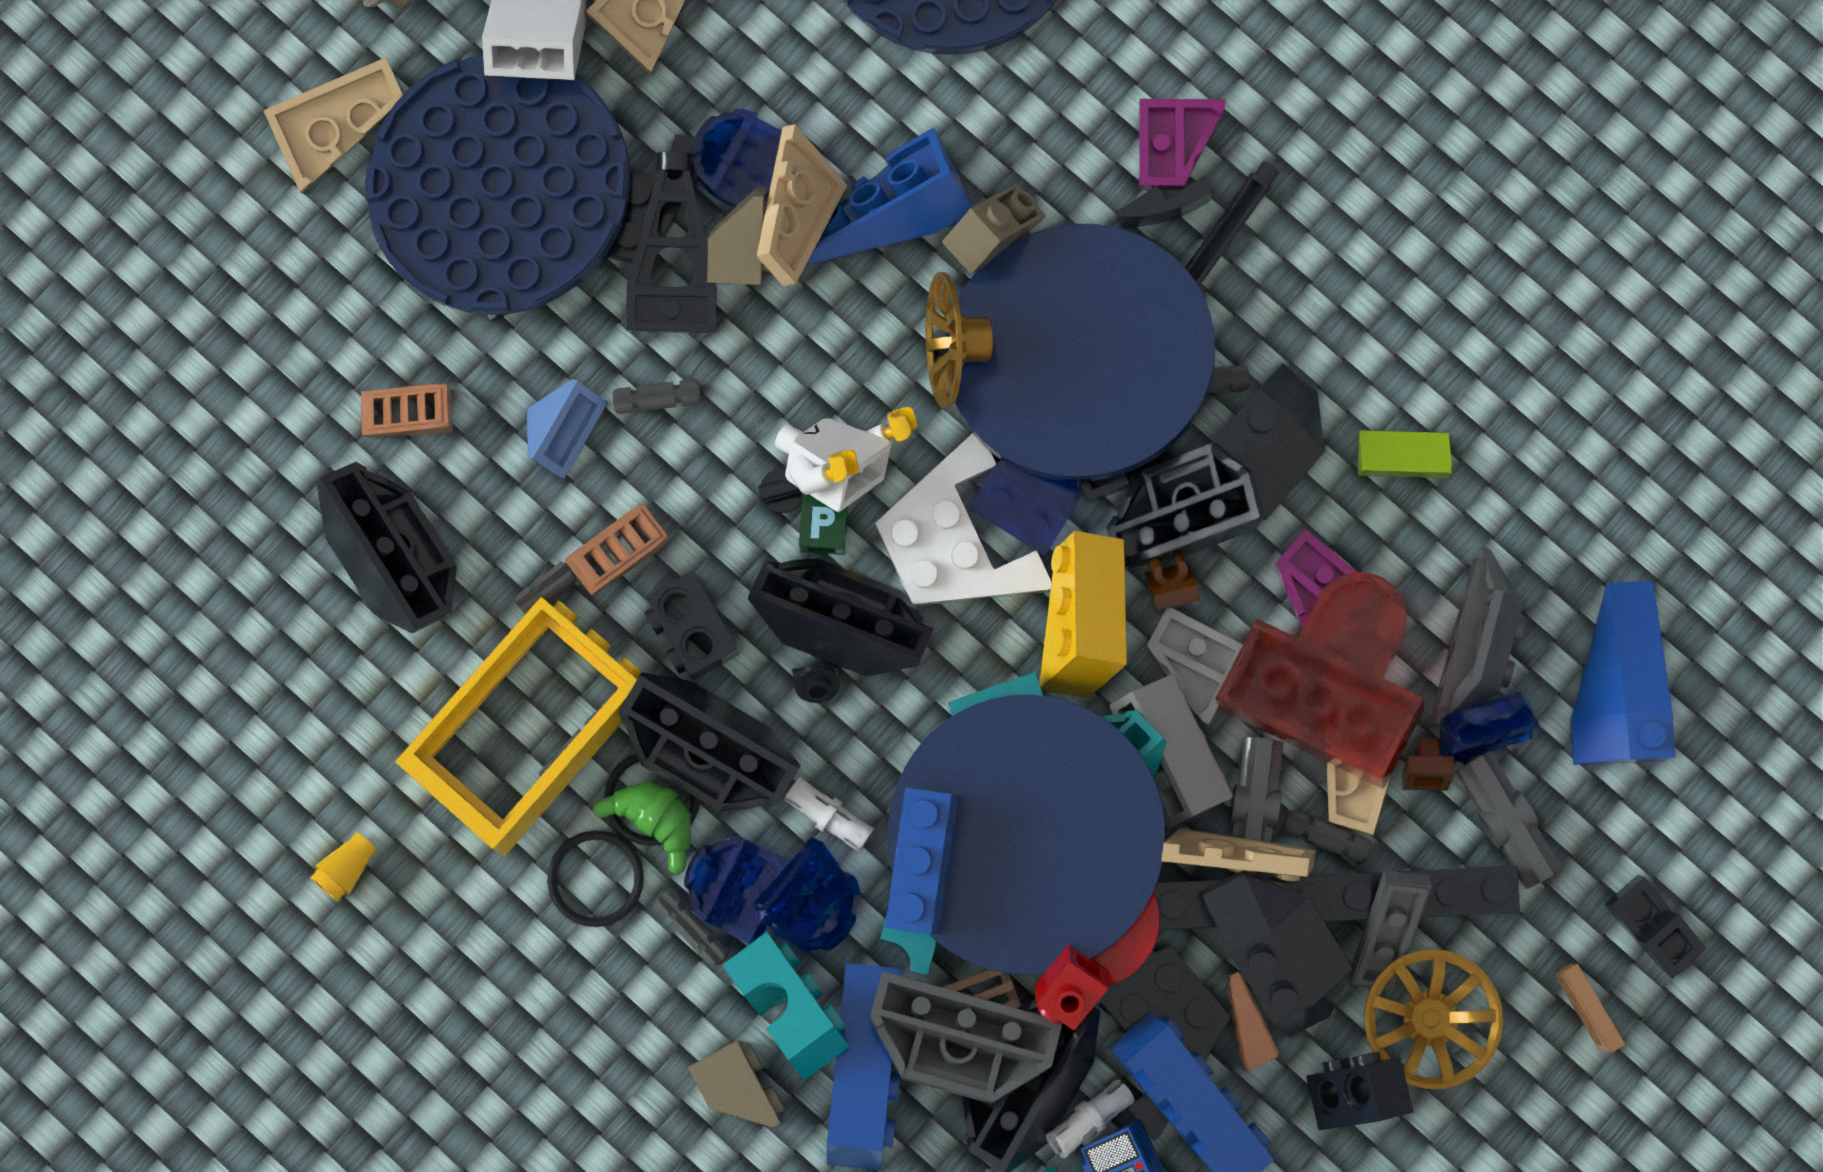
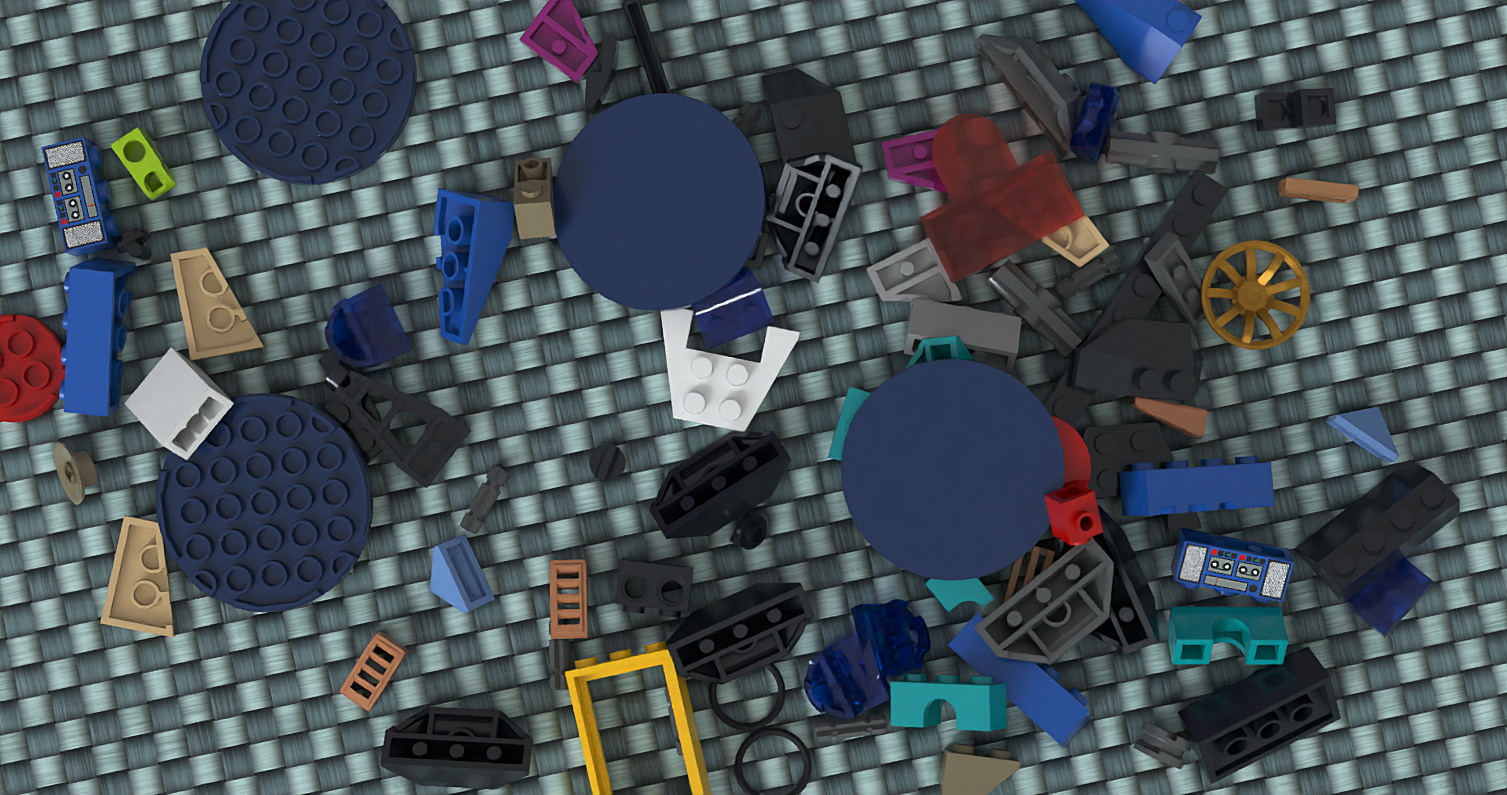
camera: 50 degrees left, 5 degrees up
(656, 814) = (760, 698): bright green piece -> none
(736, 241) = (421, 372): dark tan slope -> none
(798, 206) = (428, 316): tan wing -> none
(822, 528) = (648, 450): dark green brick -> none
(828, 814) = (842, 585): white pin -> none
(841, 461) = (617, 411): white torso -> none
(922, 861) = (922, 550): blue brick -> none
(968, 340) = (599, 269): pearl gold wheel -> none
(1085, 615) = (834, 325): yellow wedge -> none
(1090, 1118) = (1158, 560): white pin -> none
(1171, 584) = (854, 255): reddish brown tile -> none
(1238, 854) = (1062, 343): tan wing -> none
(1359, 1092) = (1268, 376): black brick -> none
(1404, 454) = (877, 42): lime slope -> none
(1427, 768) = (1091, 179): reddish brown tile -> none

